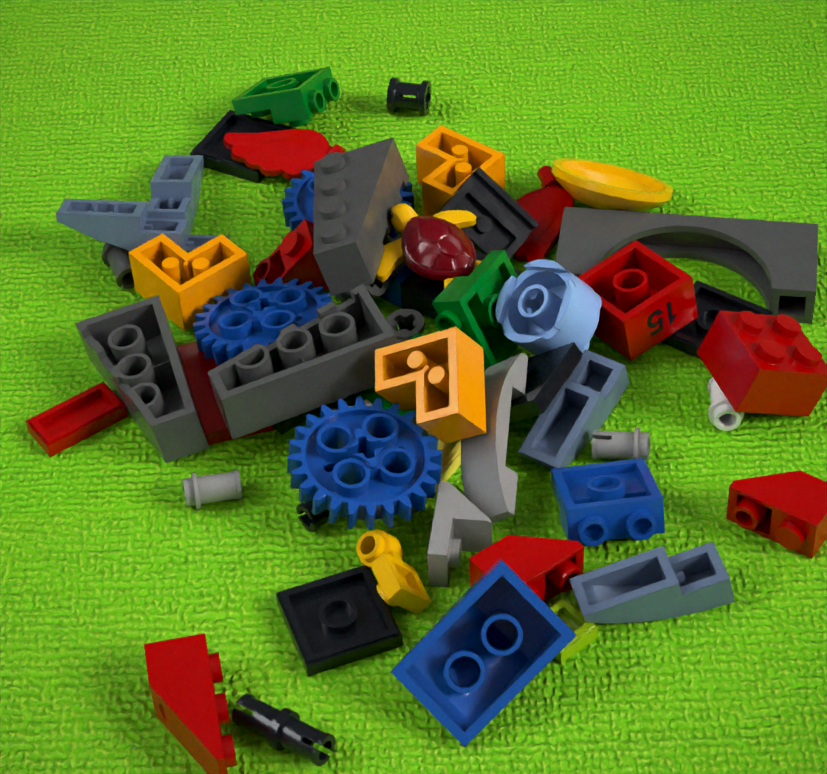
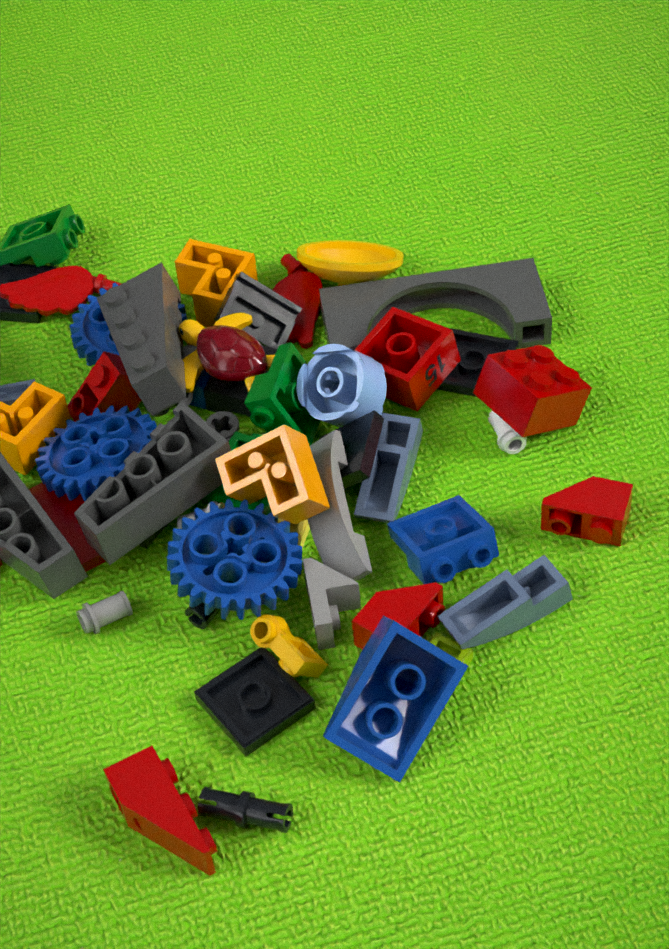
camera: 15 degrees left, 5 degrees up
(396, 100) = (155, 213): black bush -> none
(620, 444) = (436, 487): light grey pin -> none

